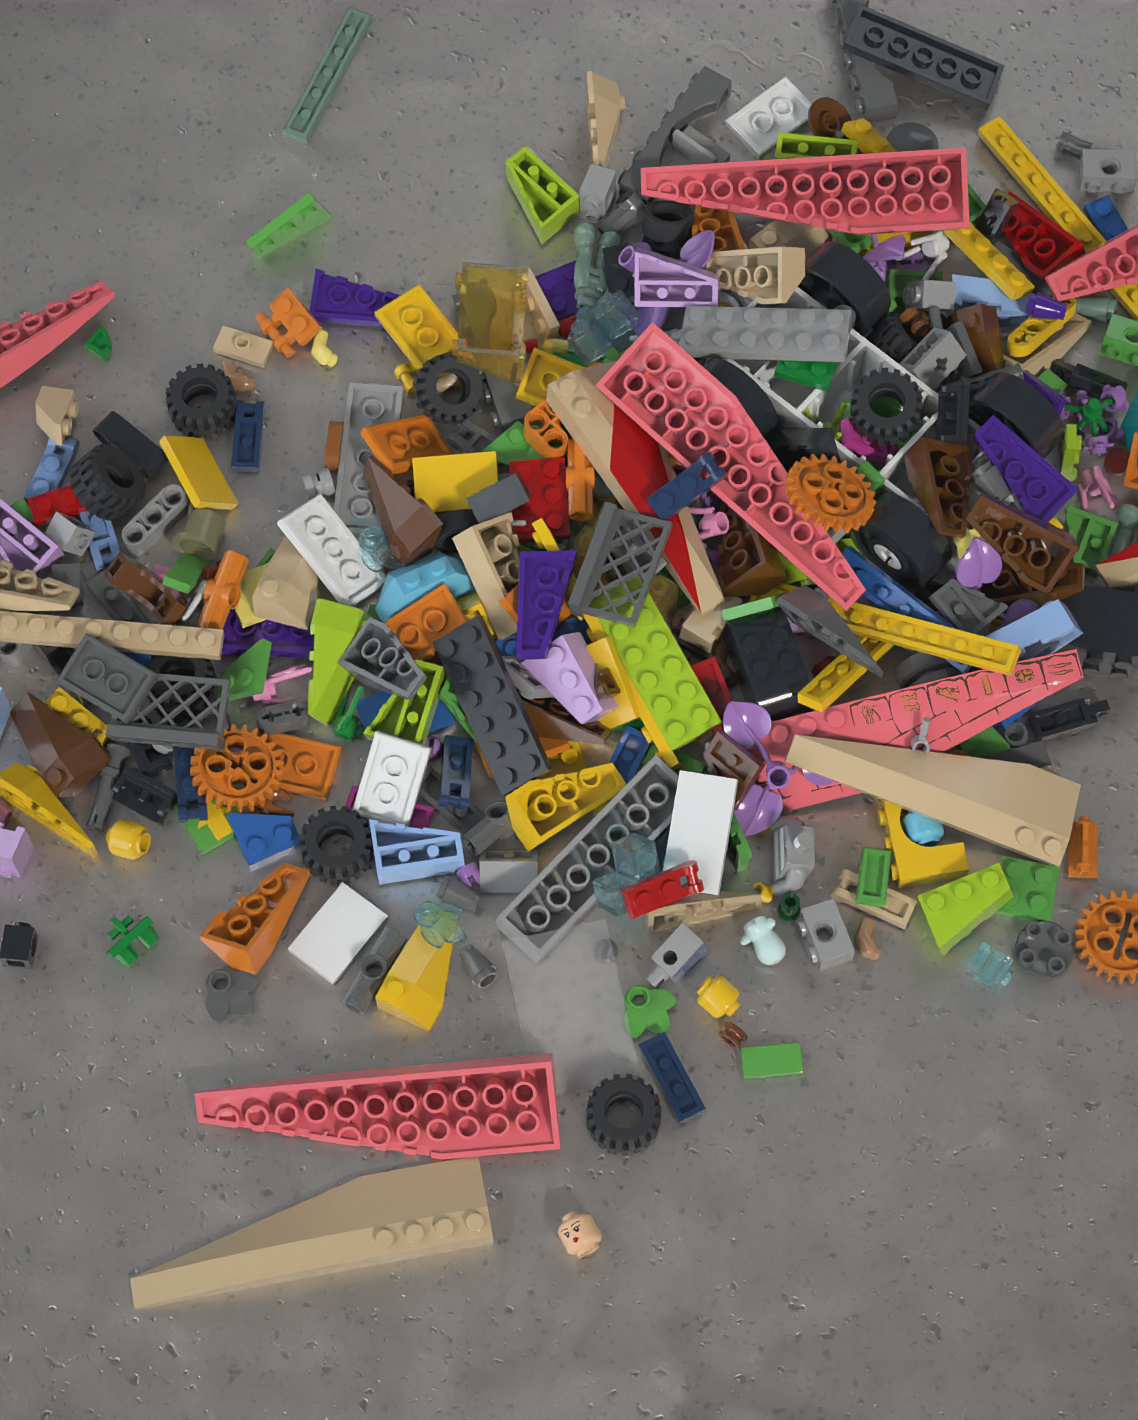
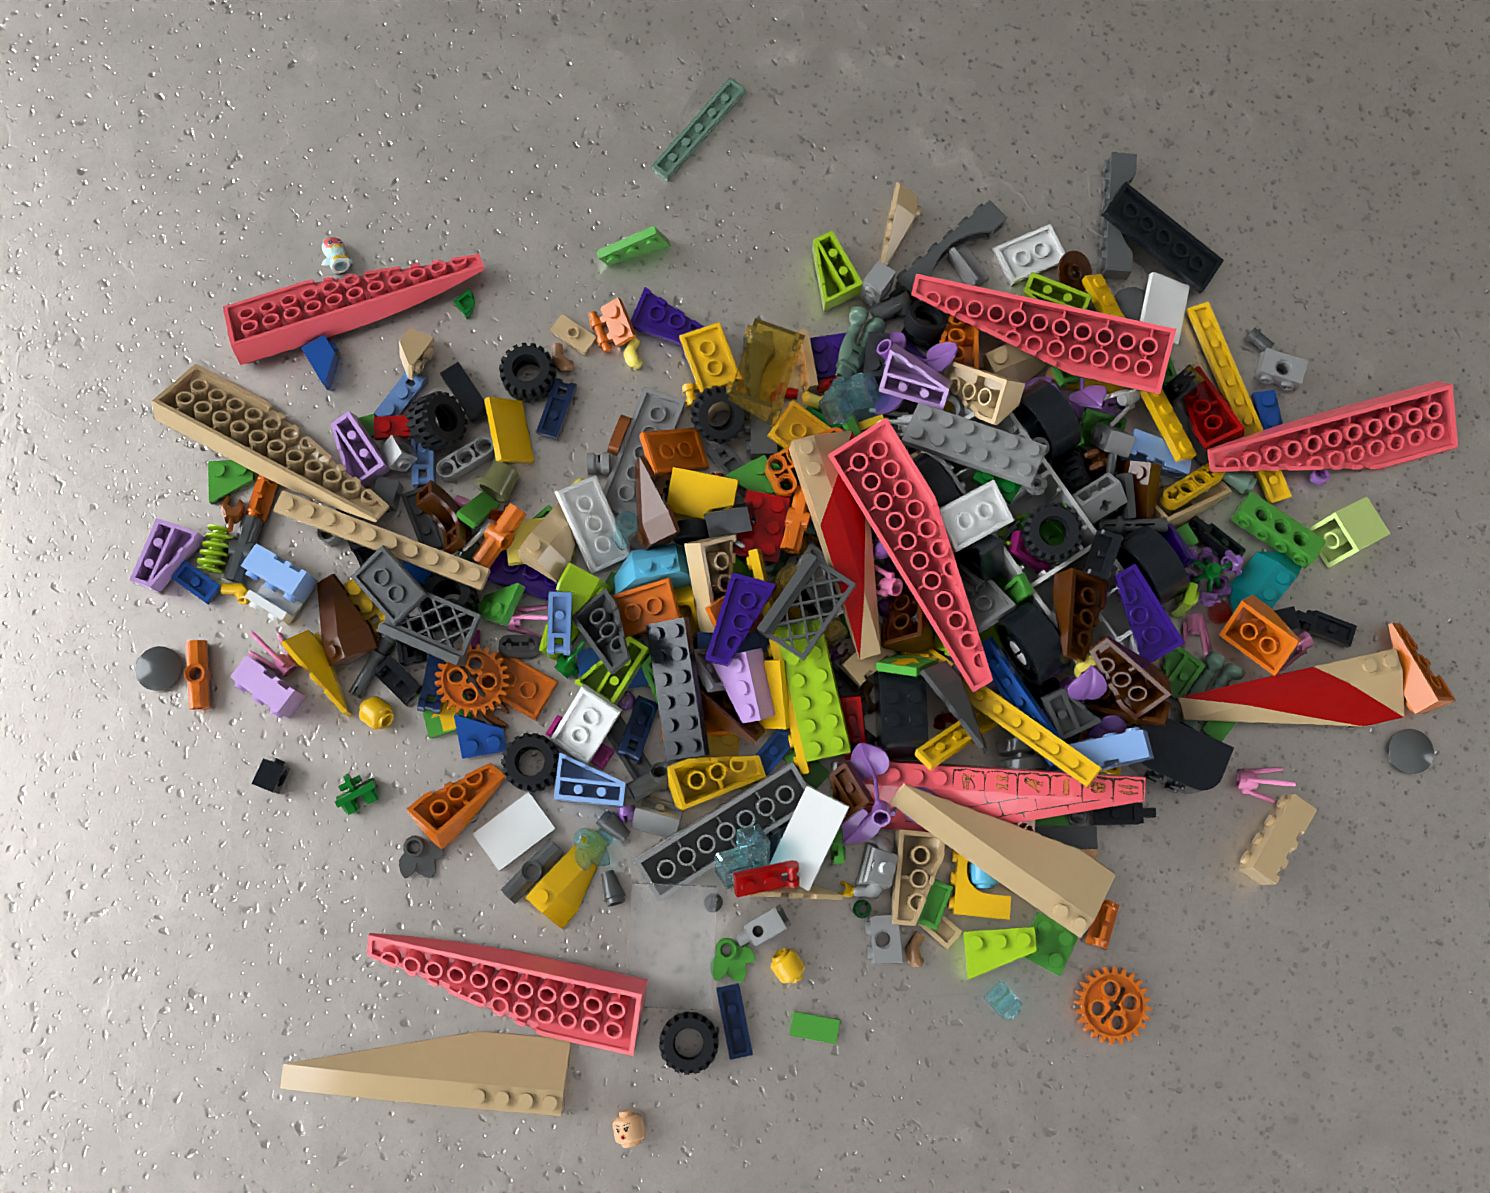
camera: 10 degrees right, 10 degrees up
(326, 669) = (559, 622): none -> medium blue plate
(605, 685) = (768, 697): reddish brown tile -> none
(686, 487) = (875, 558): dark blue plate -> none
(732, 1035) = (790, 1000): copper bush -> none
(766, 942) = (837, 933): light aqua animal -> none
(790, 409) = (975, 515): none -> white tile
(830, 493) = (987, 597): orange gear -> none
(839, 844) = (915, 872): none -> tan wedge
(855, 366) = (1040, 489): none -> light grey plate
(922, 737) = (1002, 812): light grey hand -> none
(950, 126) = (1165, 303): none -> white tile
(991, 482) = (1117, 618): dark grey cone -> none
(1044, 949) = (1049, 996): dark grey dish -> none
(1045, 307) = (1199, 473): dark purple cone -> none

